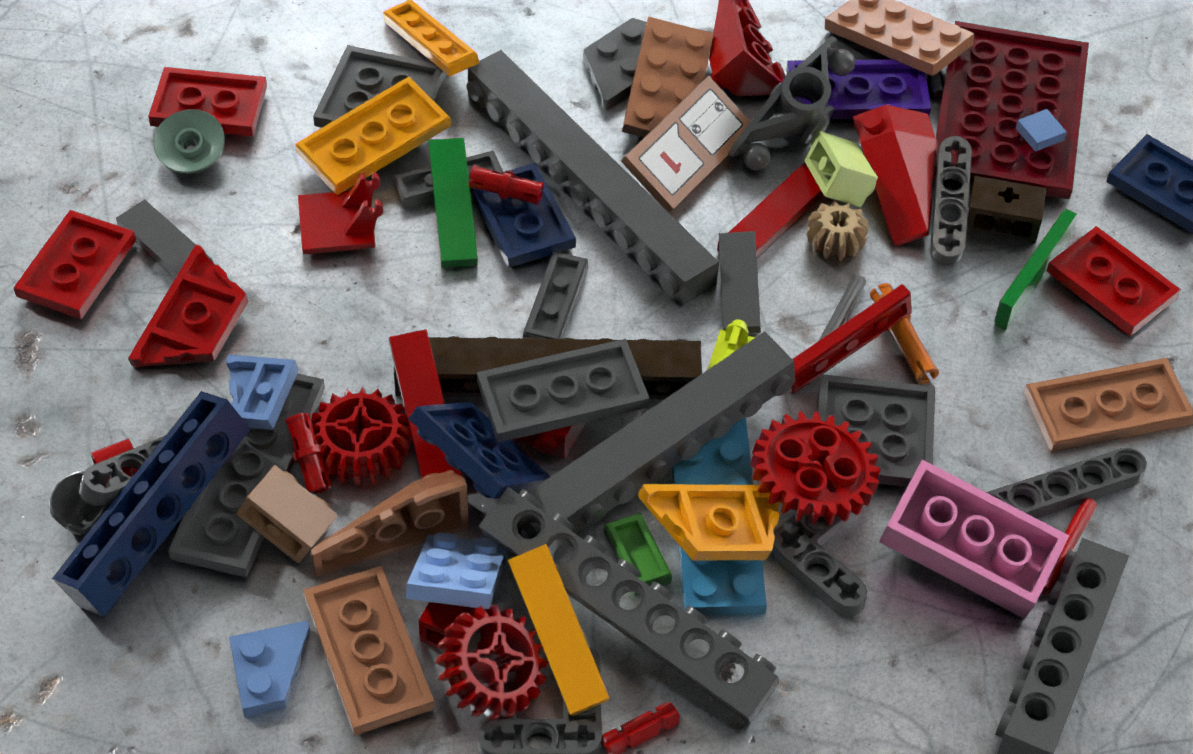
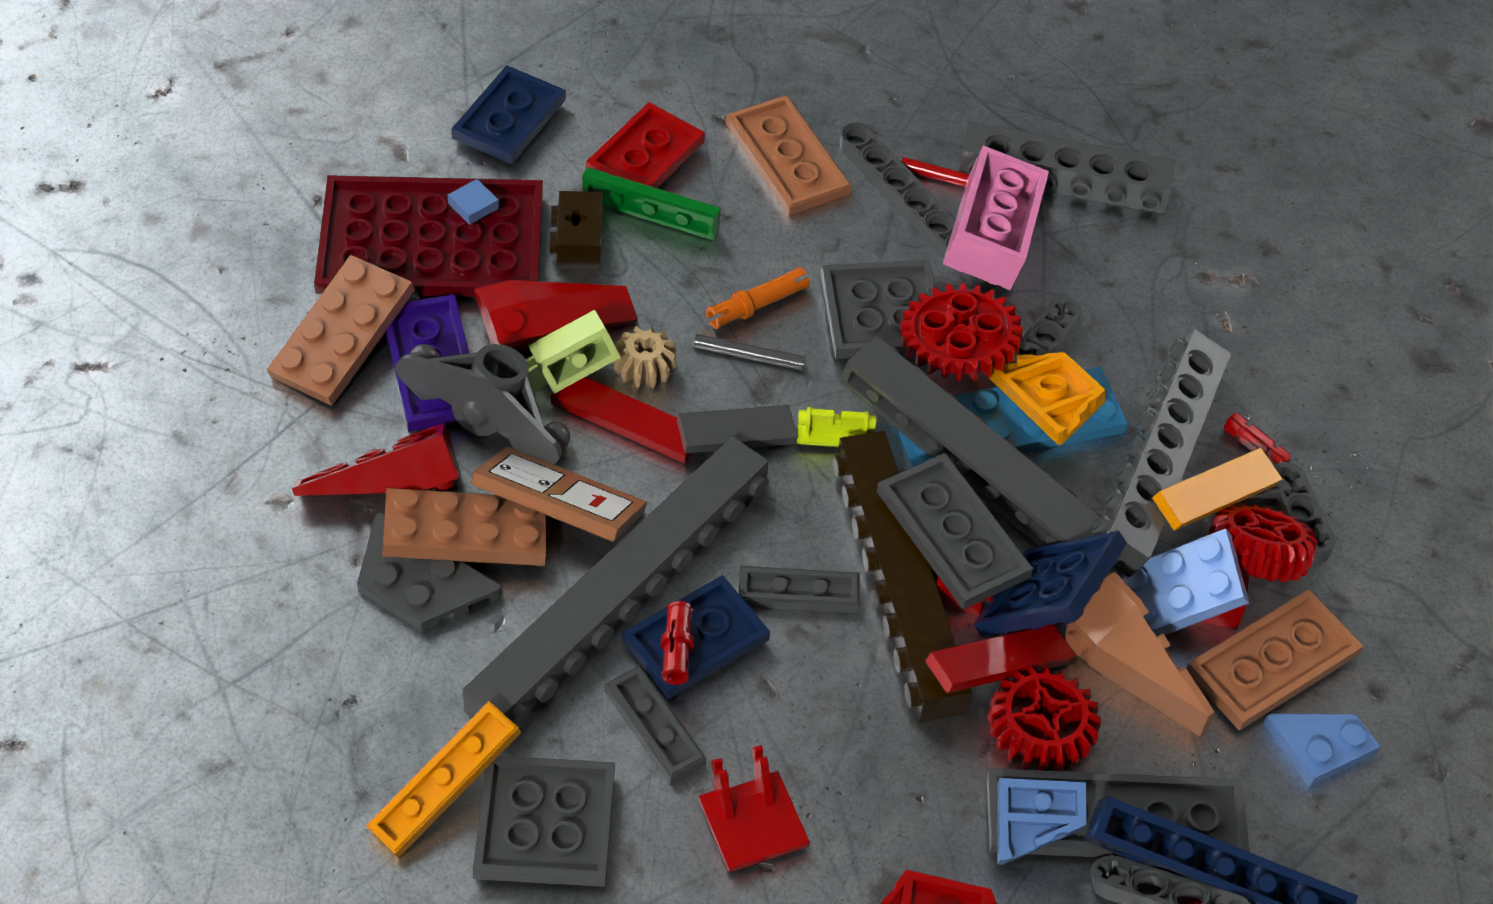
camera: 105 degrees left, 0 degrees up
(286, 513) = (1172, 749): medium nougat brick -> none
(308, 453) = (1088, 755): red pin -> none
(372, 135) = (626, 800): light orange tile -> none
(452, 202) = (699, 703): green tile -> none
(635, 544) = (1085, 468): bright green tile -> none
(851, 337) = (794, 323): red tile -> none
(952, 200) = (581, 262): dark grey beam -> none

